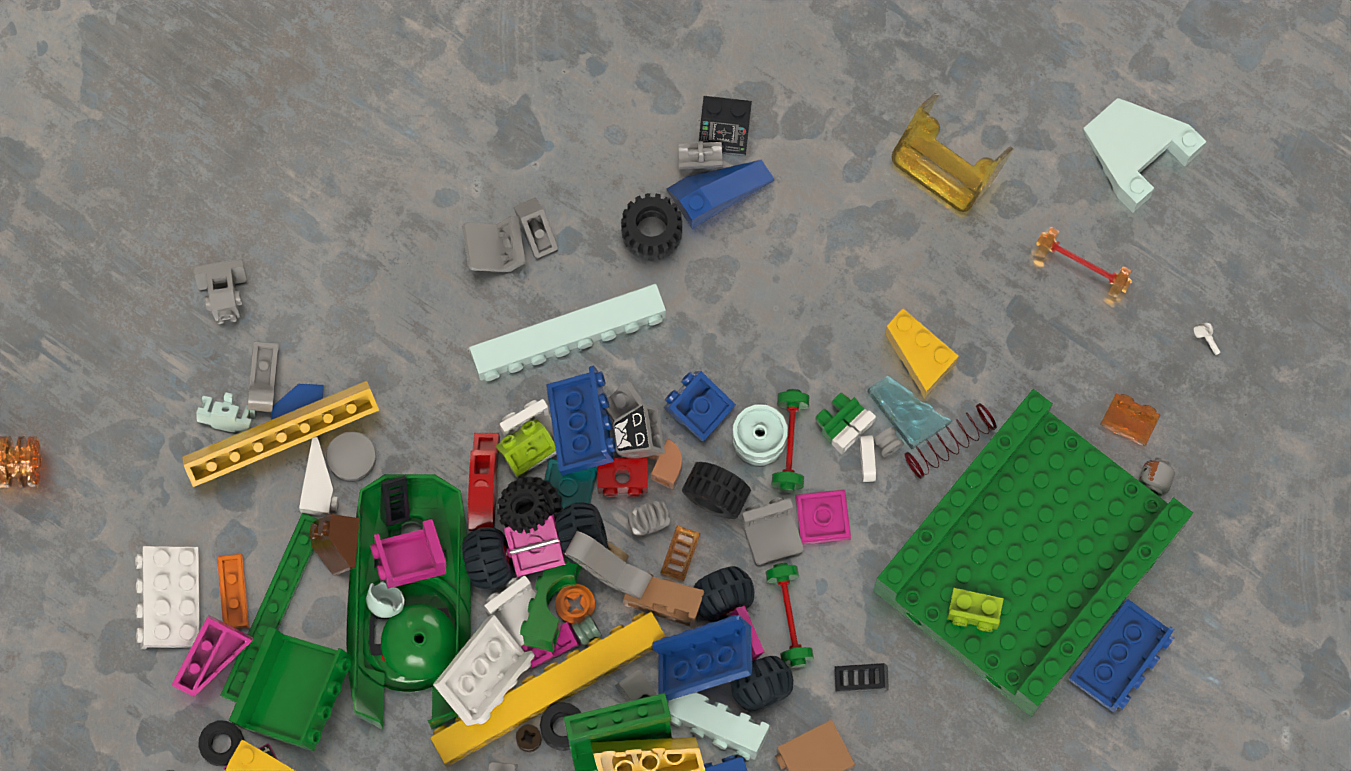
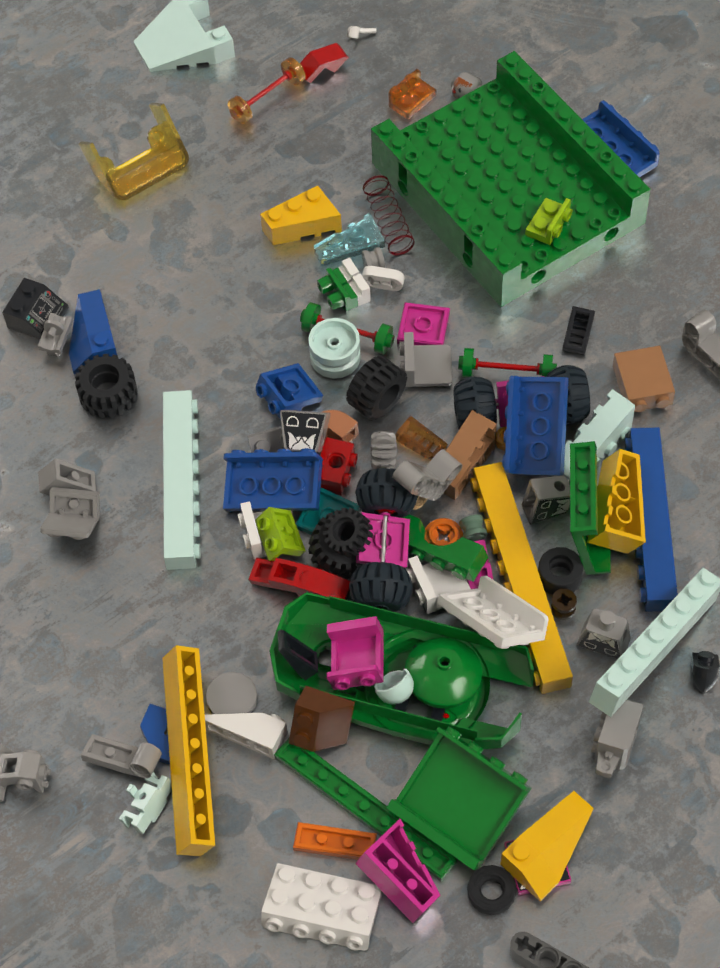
camera: 70 degrees left, 15 degrees down
(1148, 308) = (327, 57): none -> red slope

